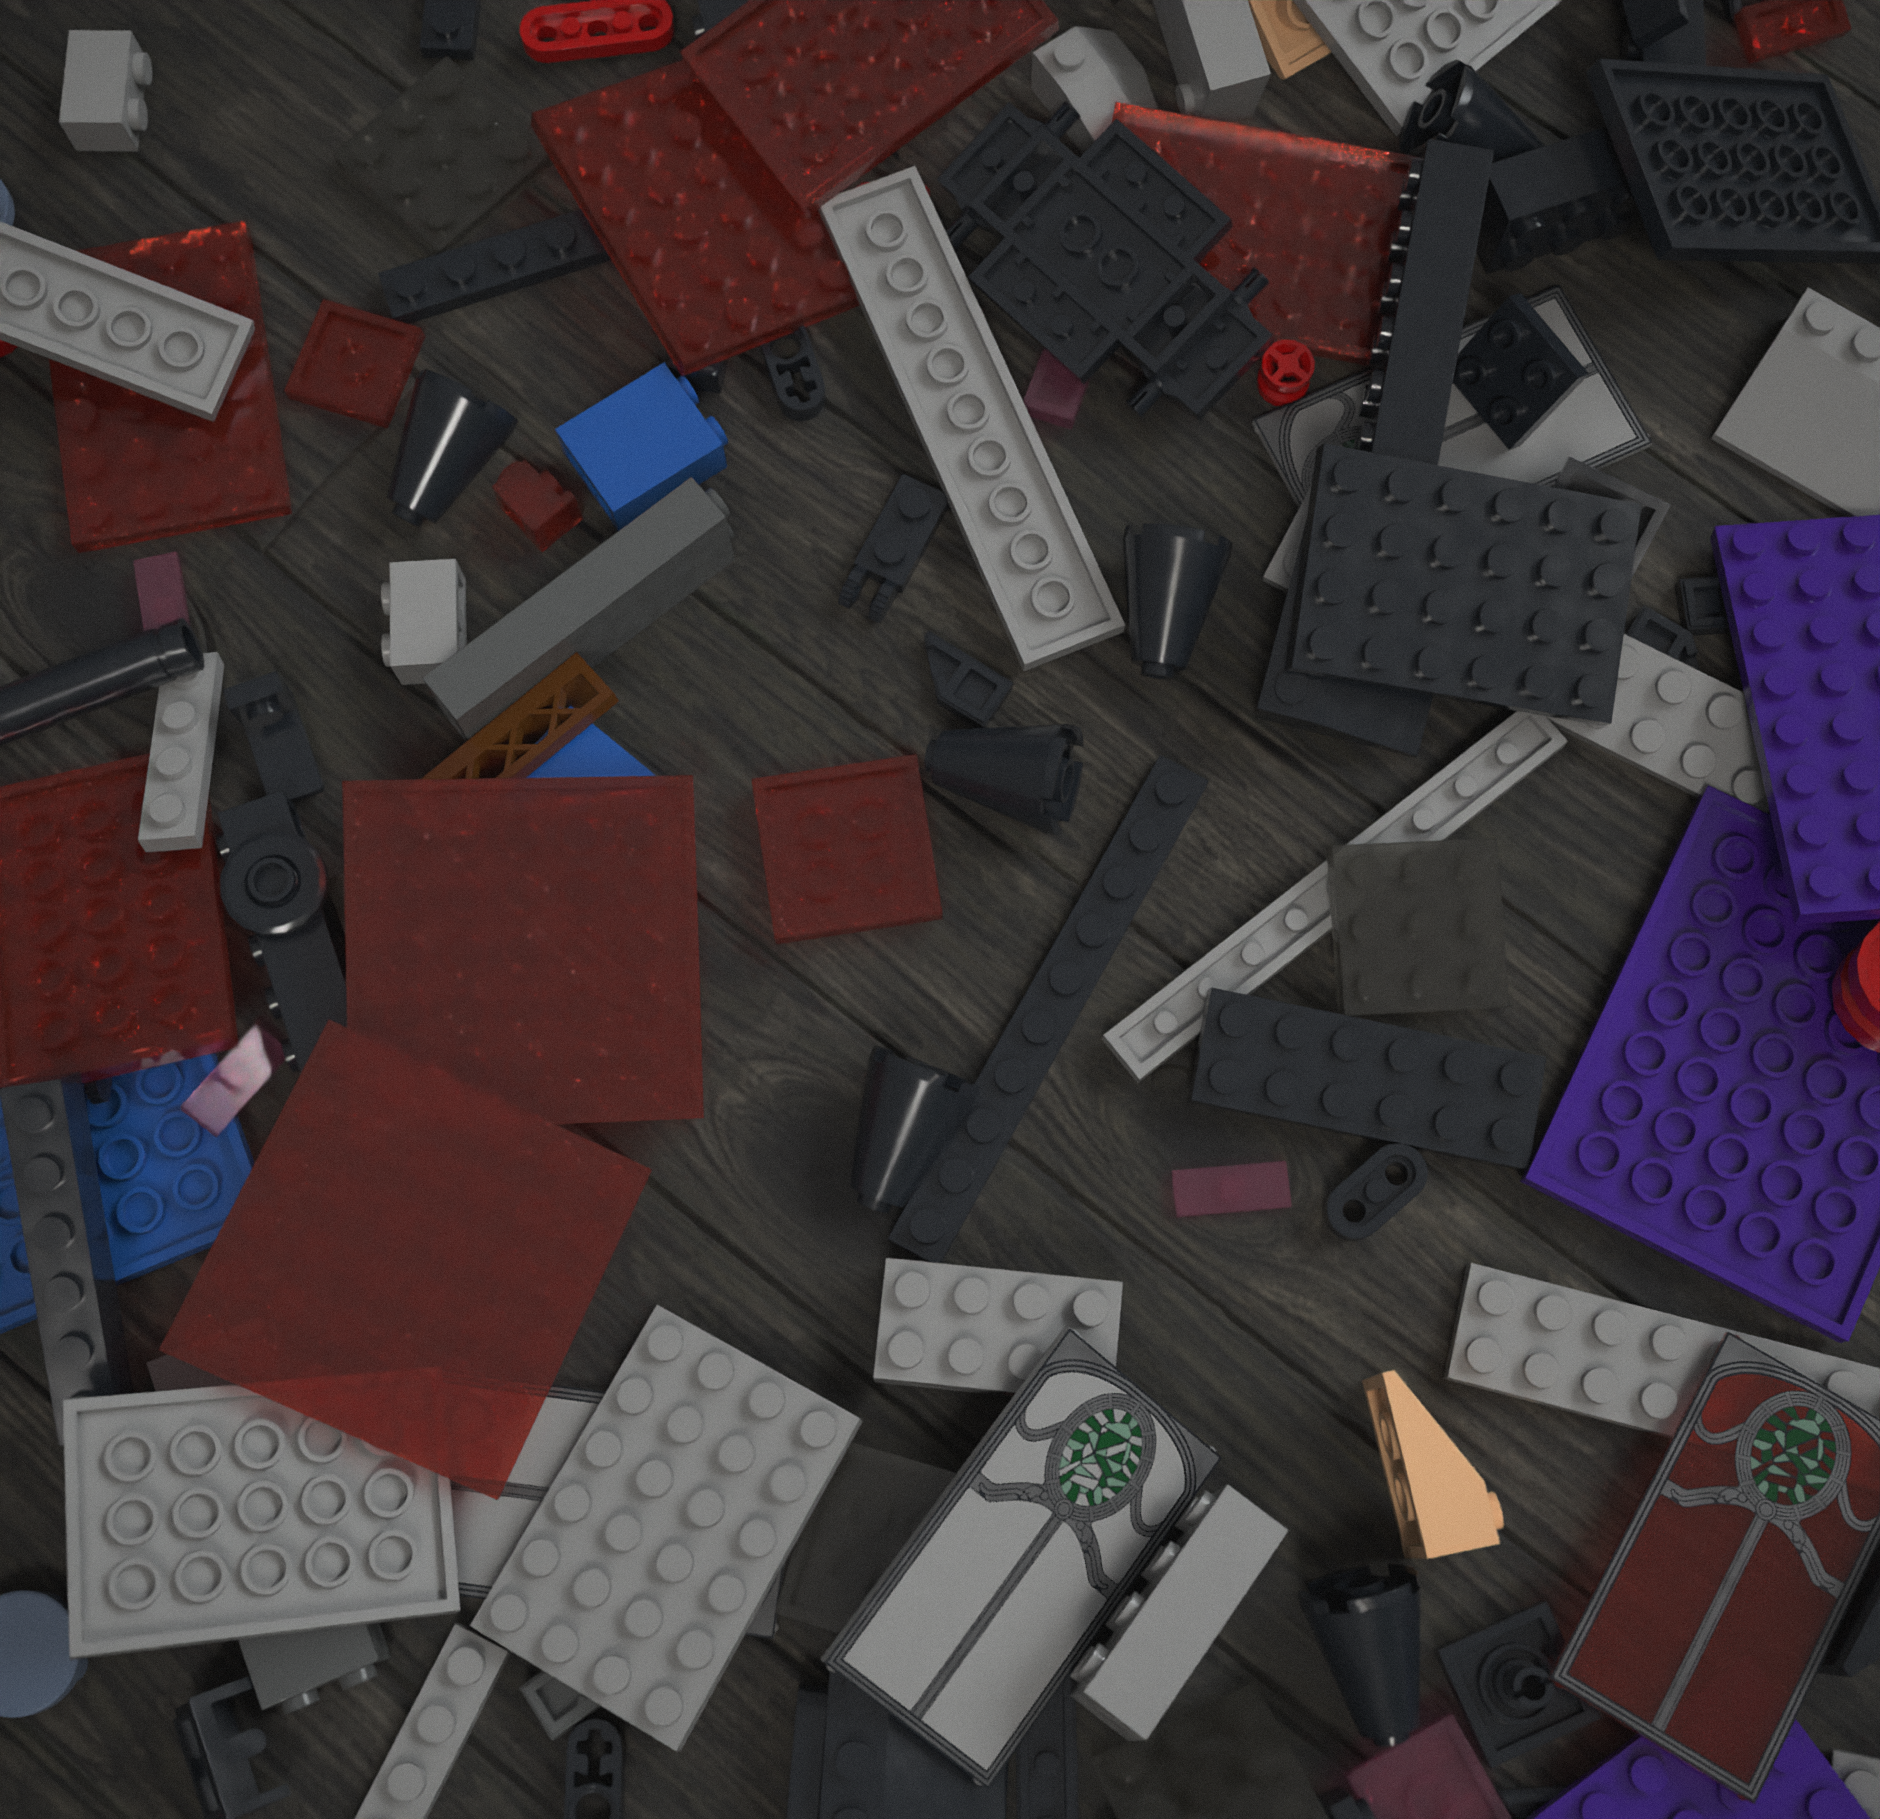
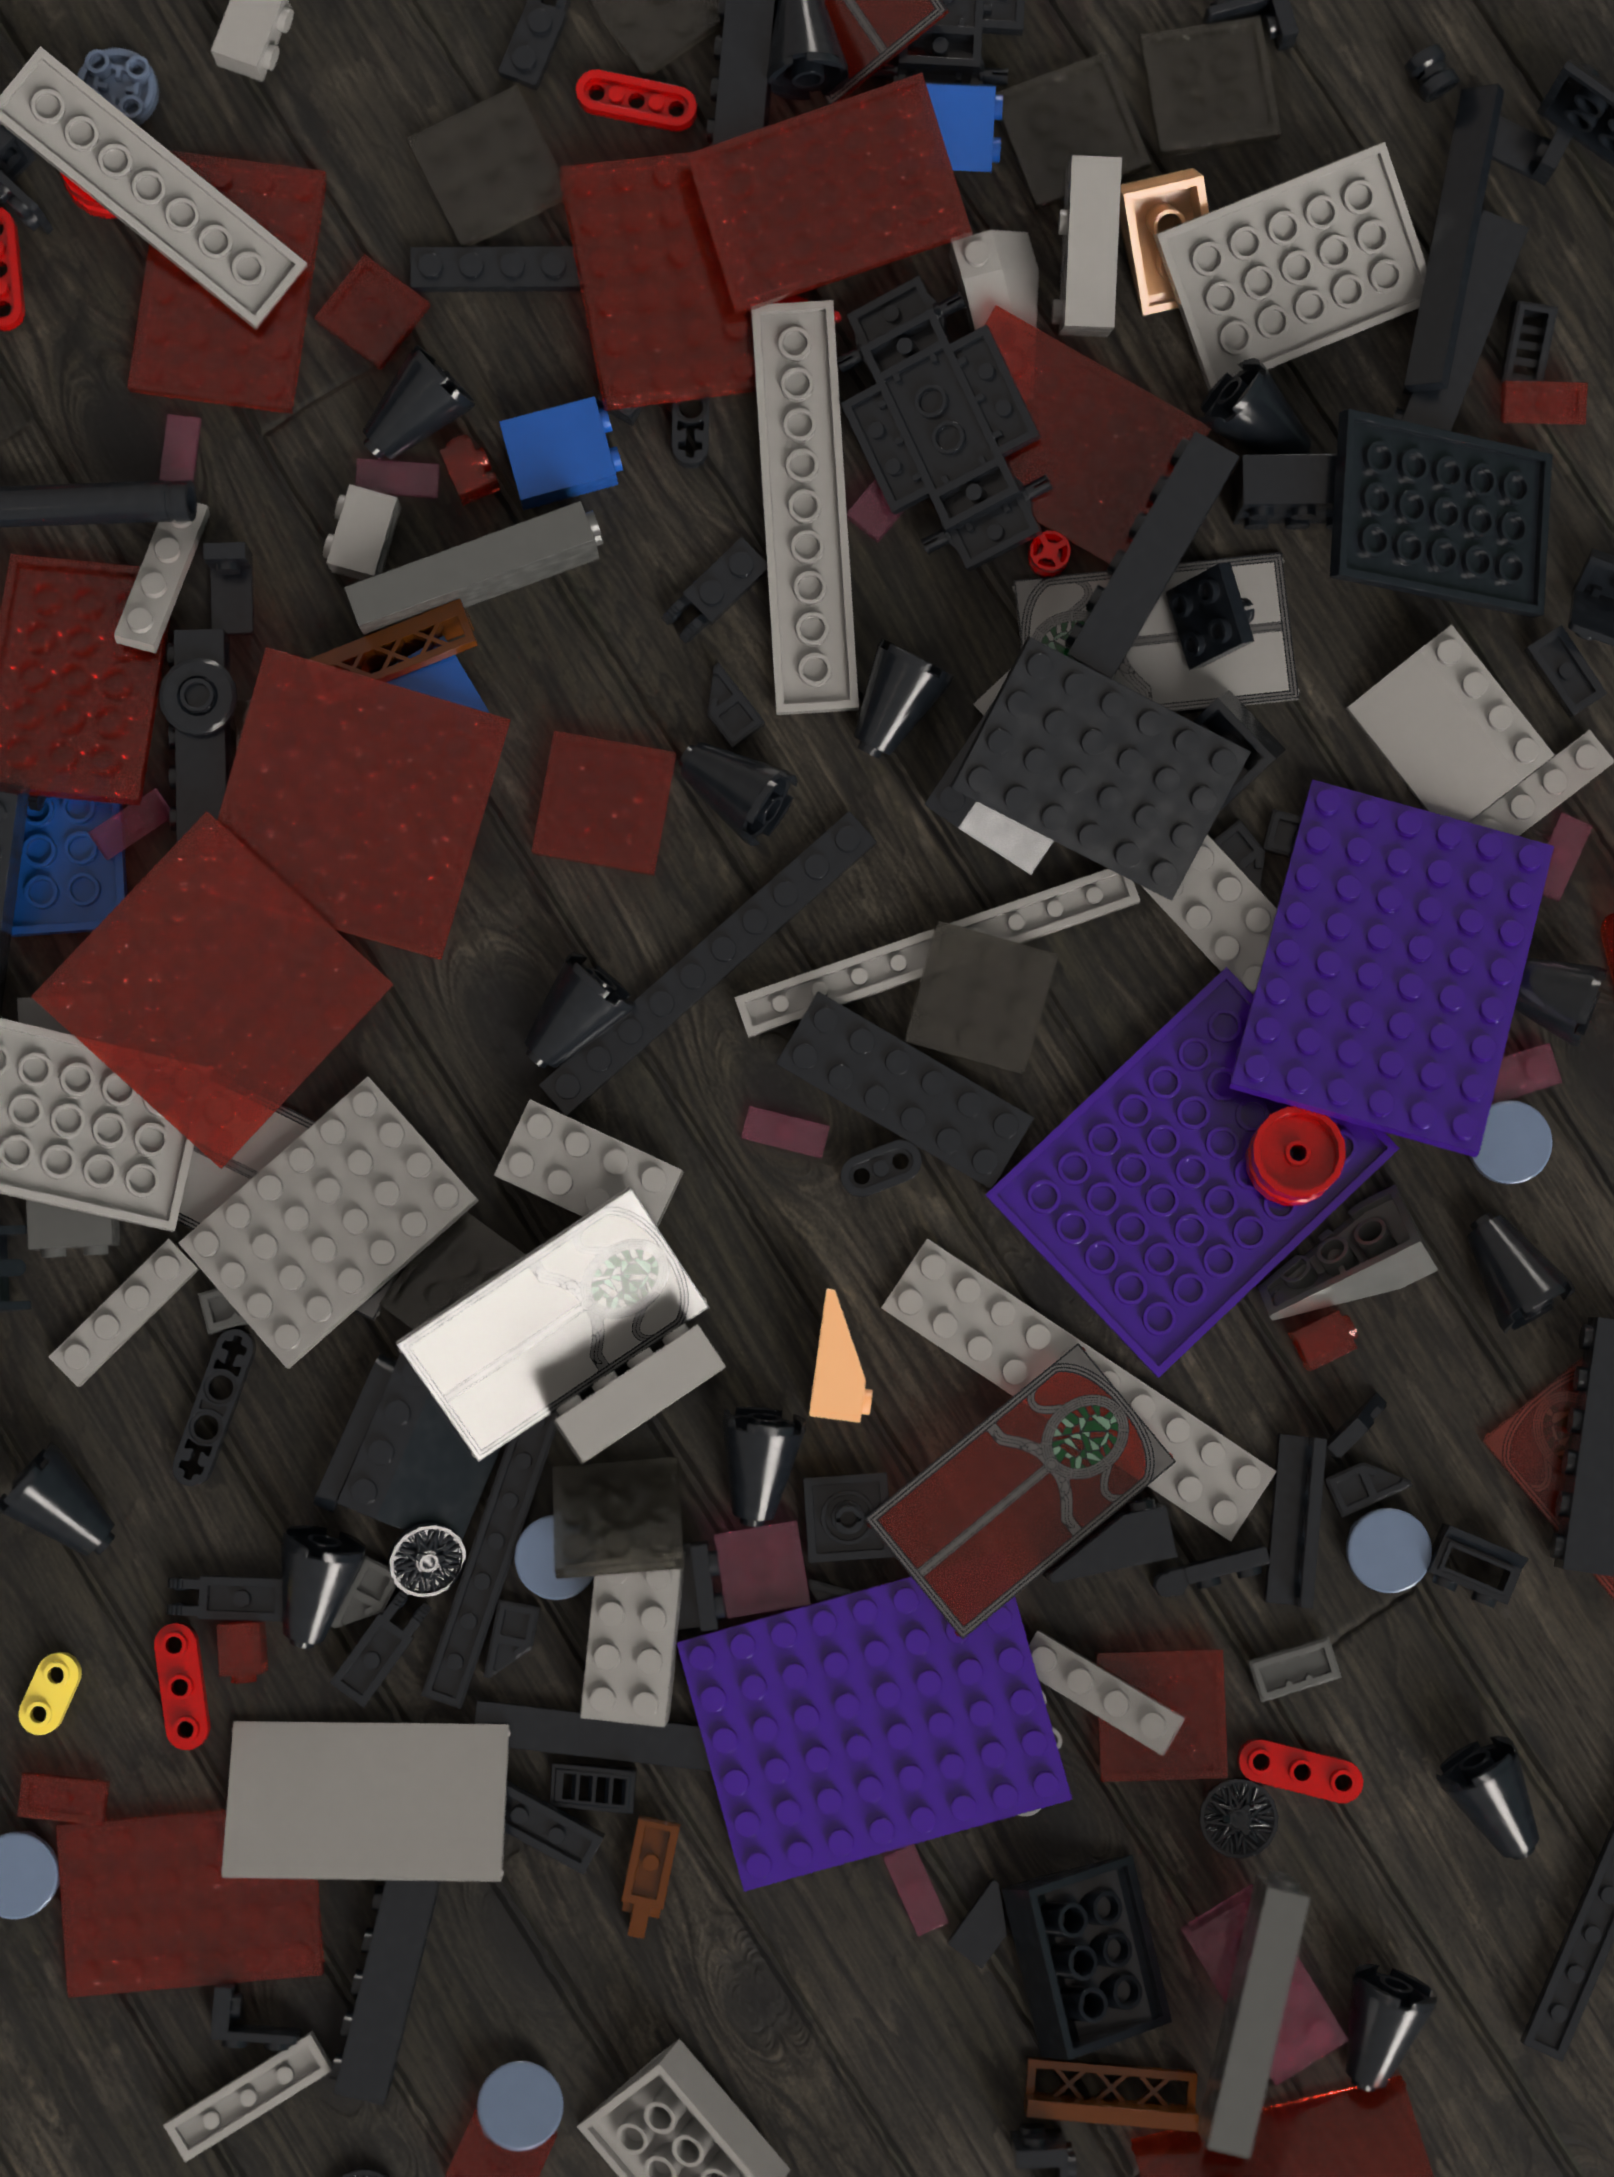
camera: 15 degrees right, 10 degrees up
(461, 539) = (398, 478): none -> clear pink piece

